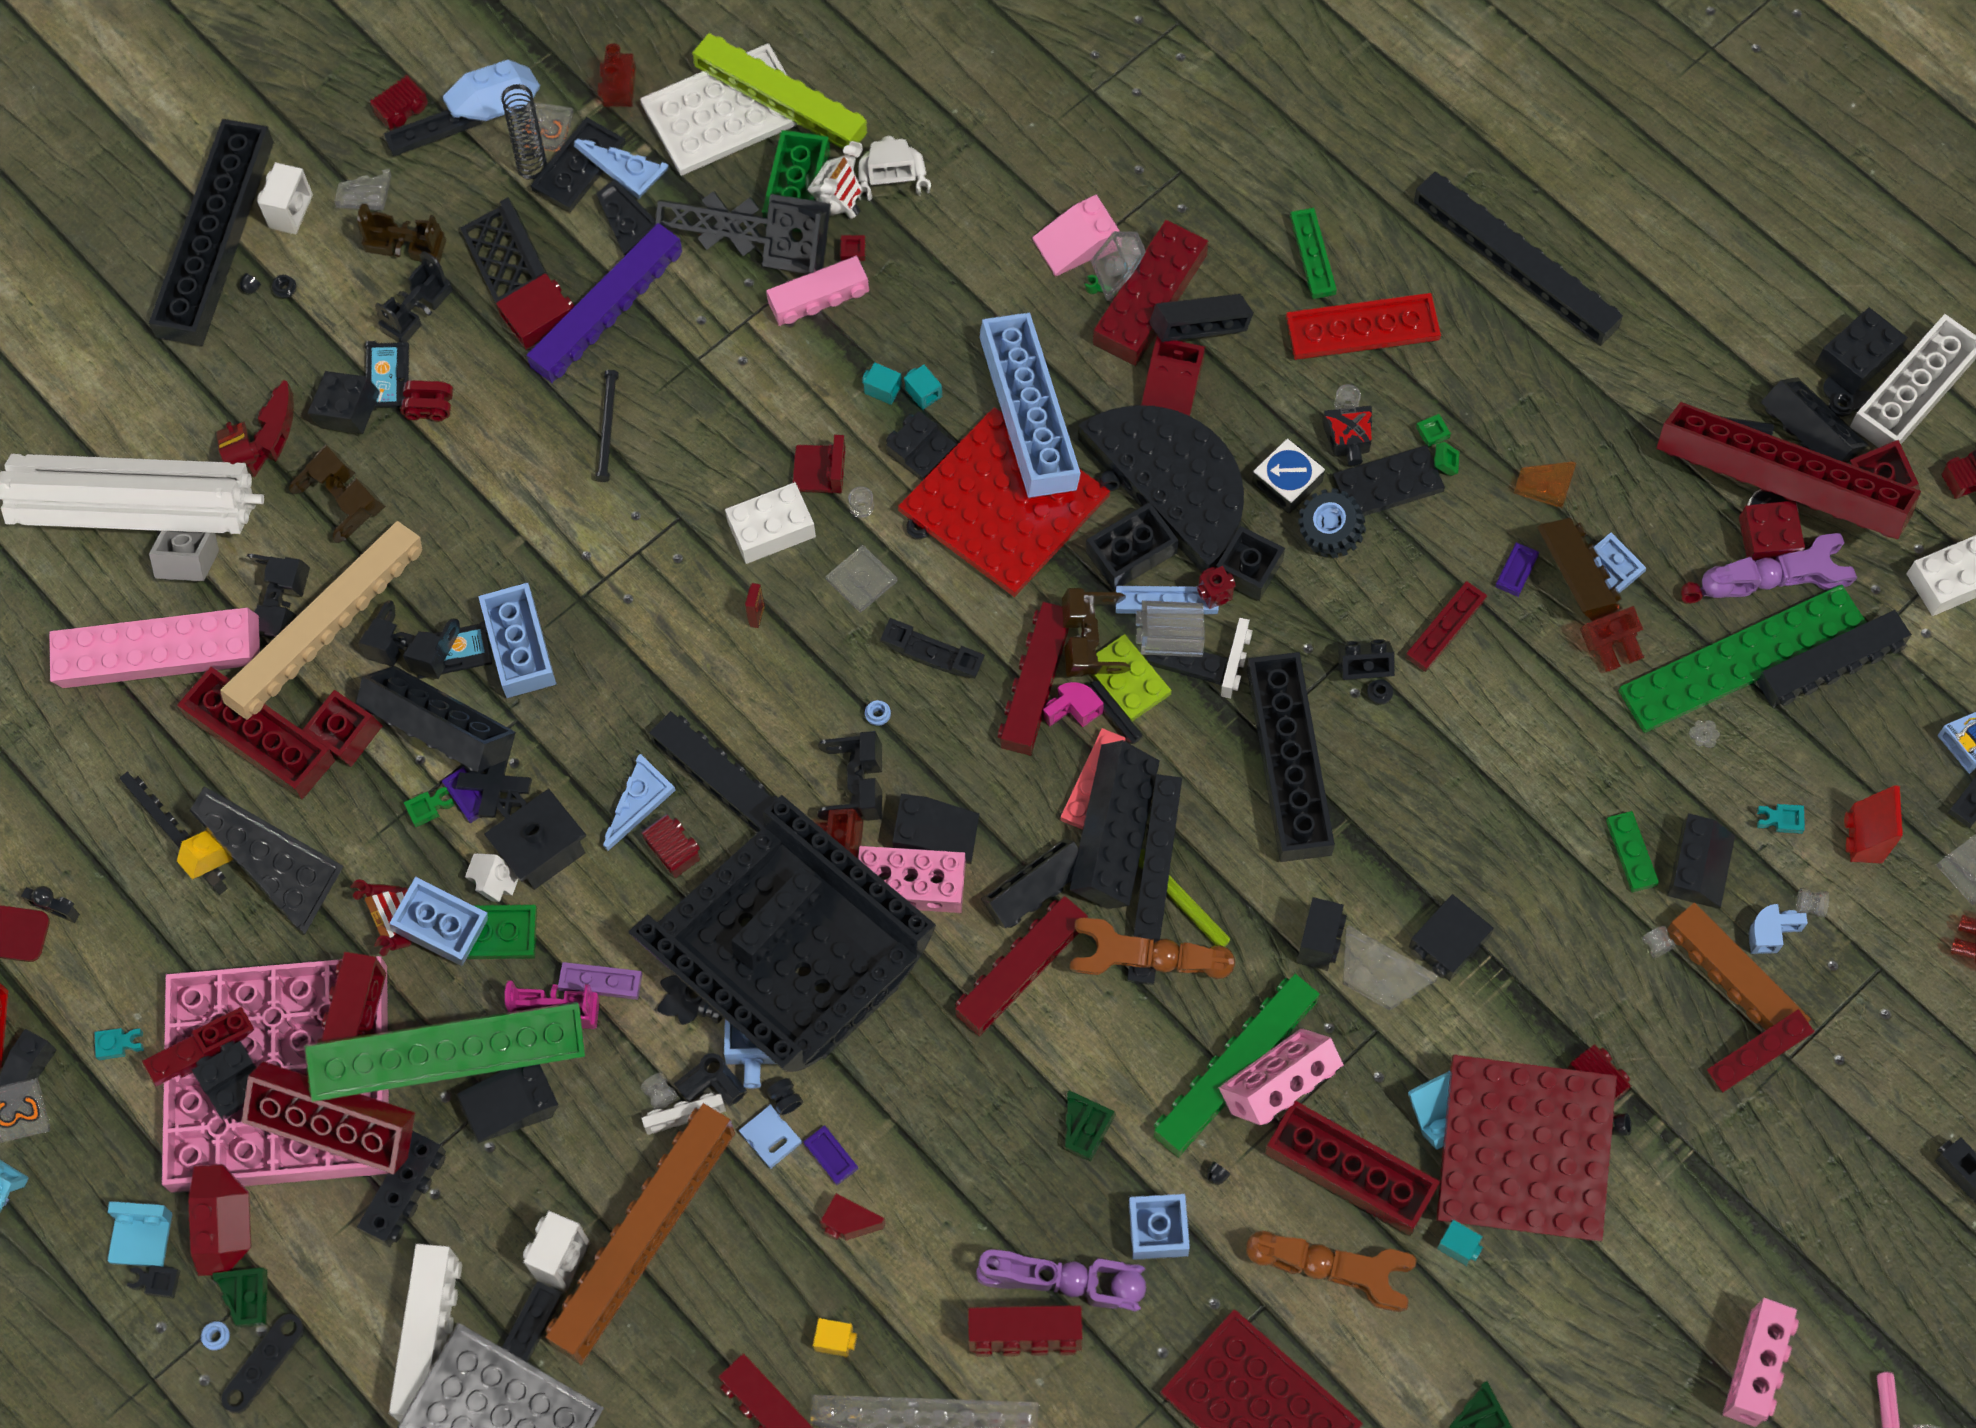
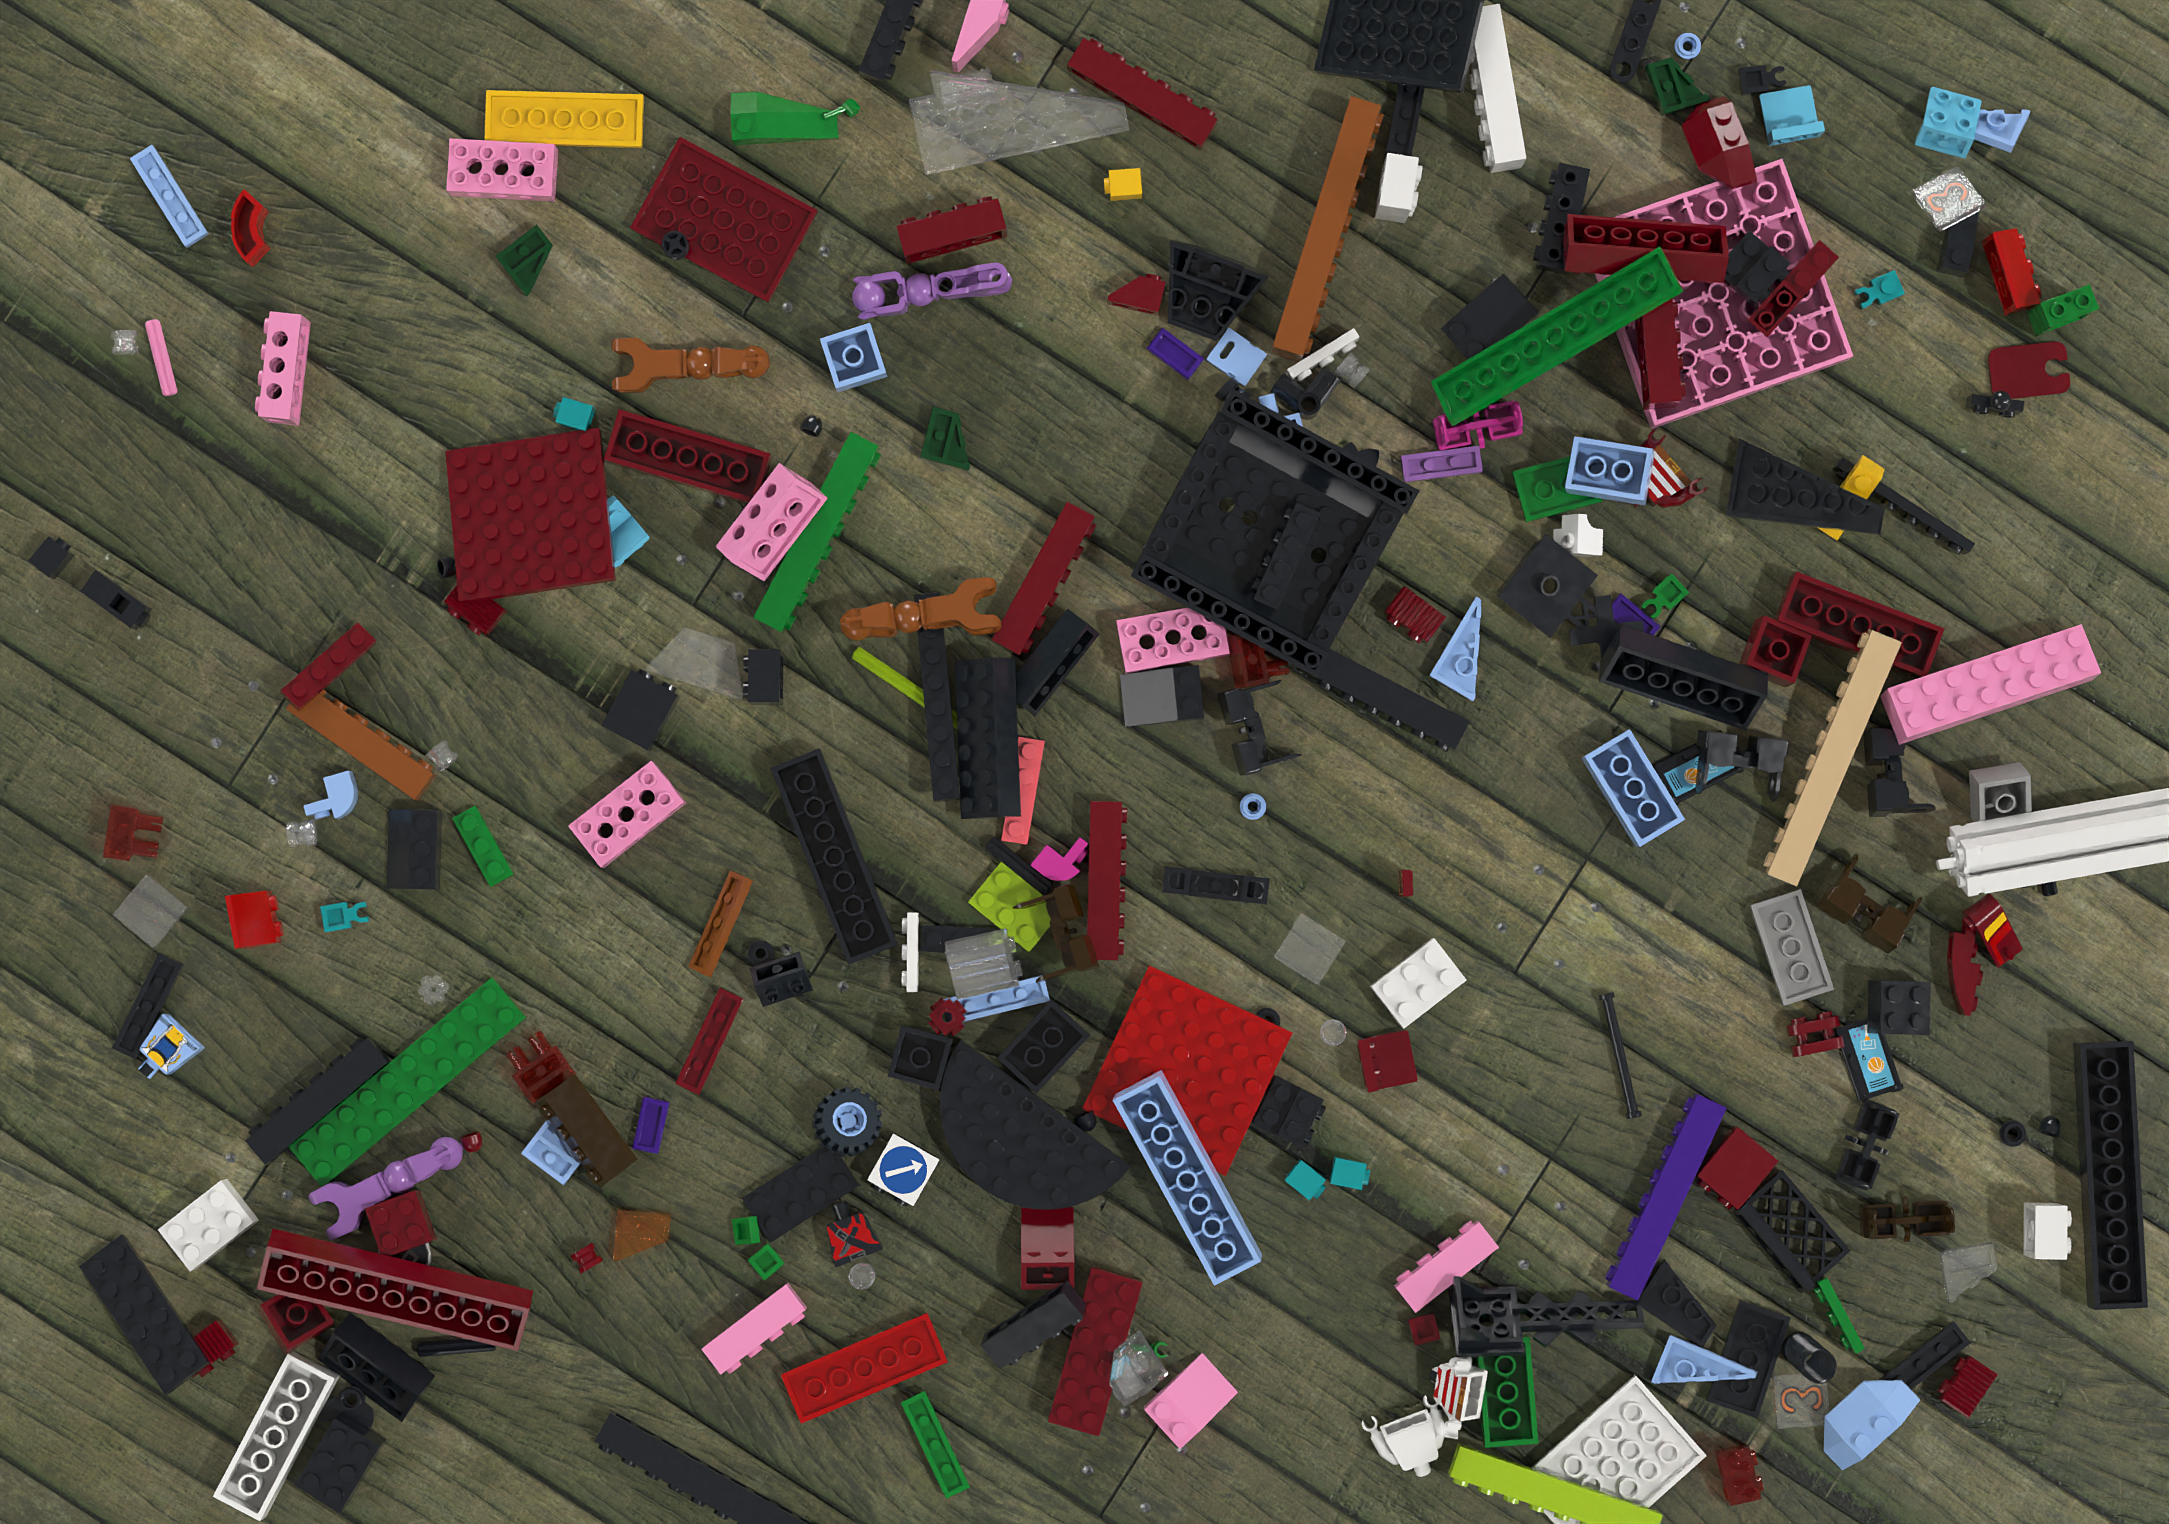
camera: 165 degrees right, 20 degrees up
(421, 477) = (1791, 947): none -> light grey plate
(488, 176) = (1838, 1316): none -> green plate
(777, 1208) = (1207, 289): none -> black wedge
(1322, 1383) = (671, 242): none -> black wheel
(1413, 725) = (720, 924): none -> dark orange plate
(1456, 377) = (754, 1328): none -> bright pink brick
(1488, 828) = (610, 808): none -> bright pink brick
(1600, 469) = (586, 1258): none -> dark red wheel

